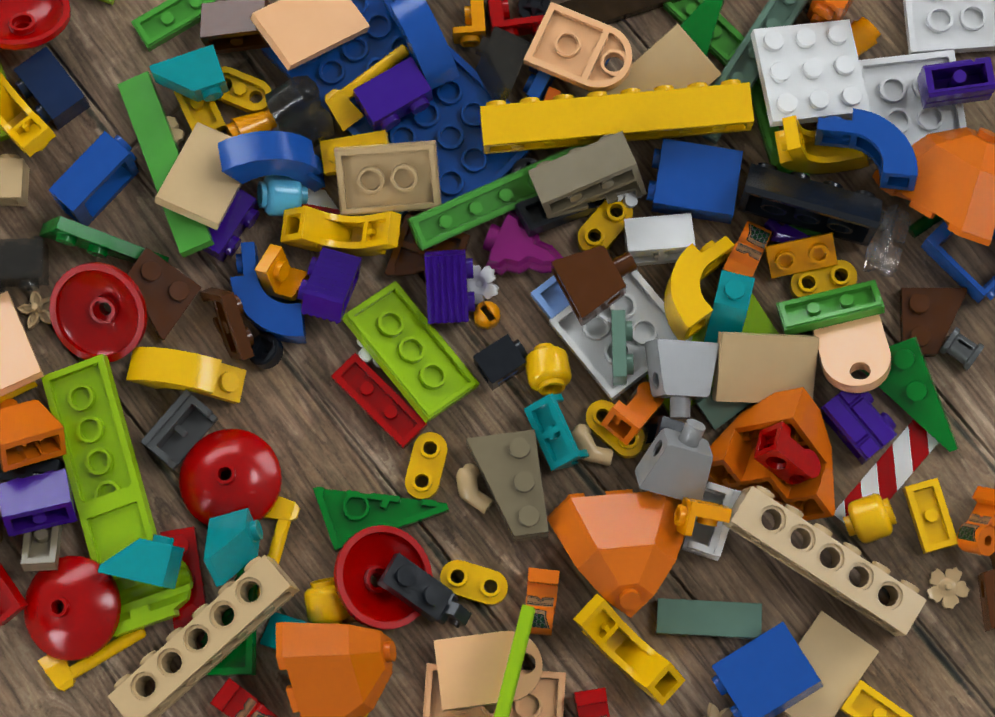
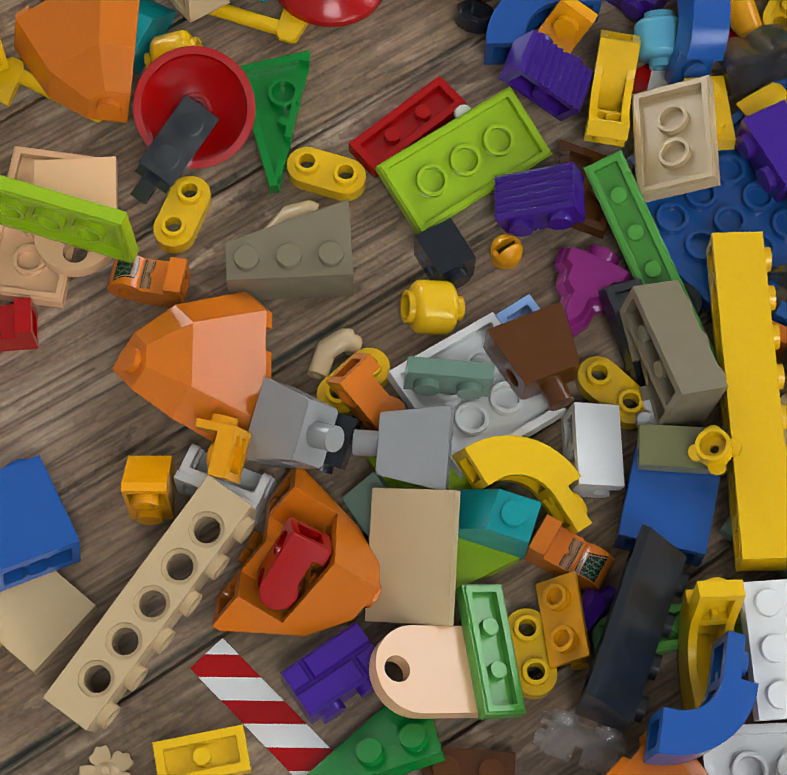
camera: 90 degrees right, 10 degrees down
(482, 284) = (544, 242): white plant -> none
(554, 433) = (350, 304): teal hinge -> none
(628, 651) = (77, 369): yellow arch -> none
(663, 168) = (667, 449): none -> olive tile
(669, 132) = (714, 437): none -> yellow plate
(708, 618) = (104, 463): sand green tile -> none
(727, 575) = (149, 488): none -> light orange slope
(870, 518) = (205, 676): yellow head -> none

